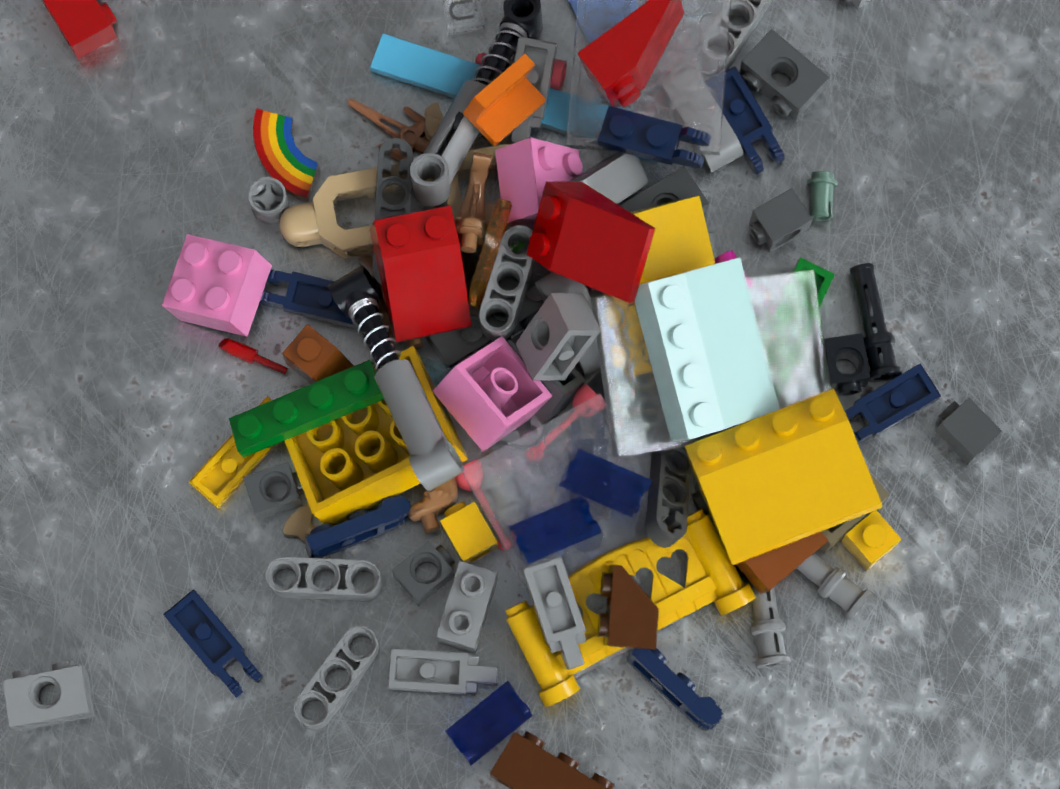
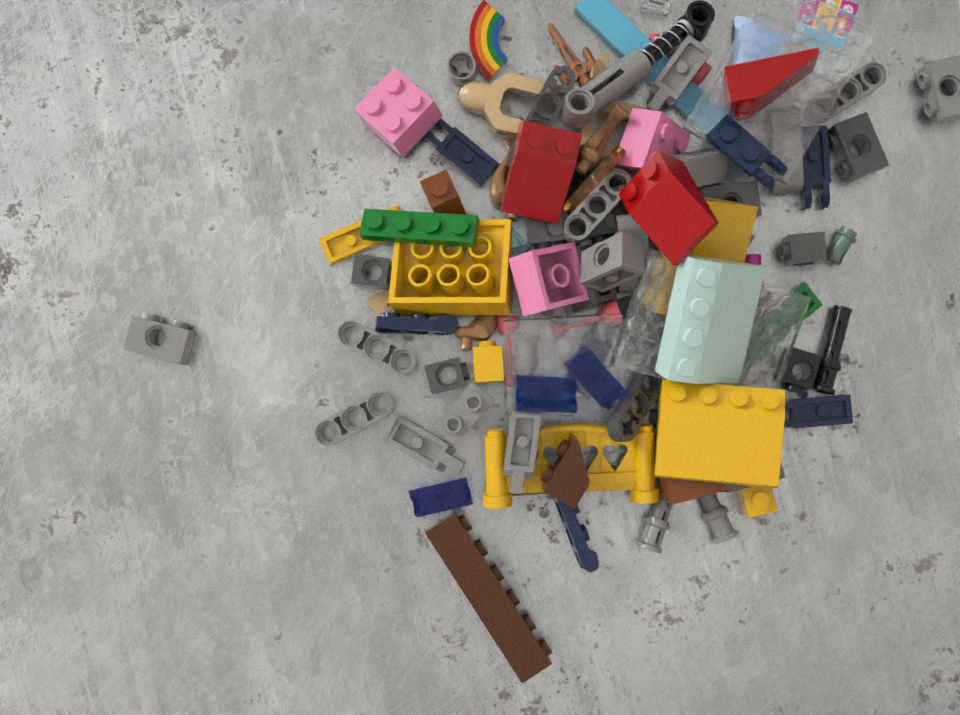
camera: 30 degrees right, 10 degrees up
(209, 639) = (284, 352): dark blue hinge -> none
(249, 354) = (399, 170): red piece -> none
(431, 452) = (486, 307): light grey piece -> none
(505, 102) = (656, 77): orange panel -> none
(967, 429) = (859, 454): dark grey brick -> none

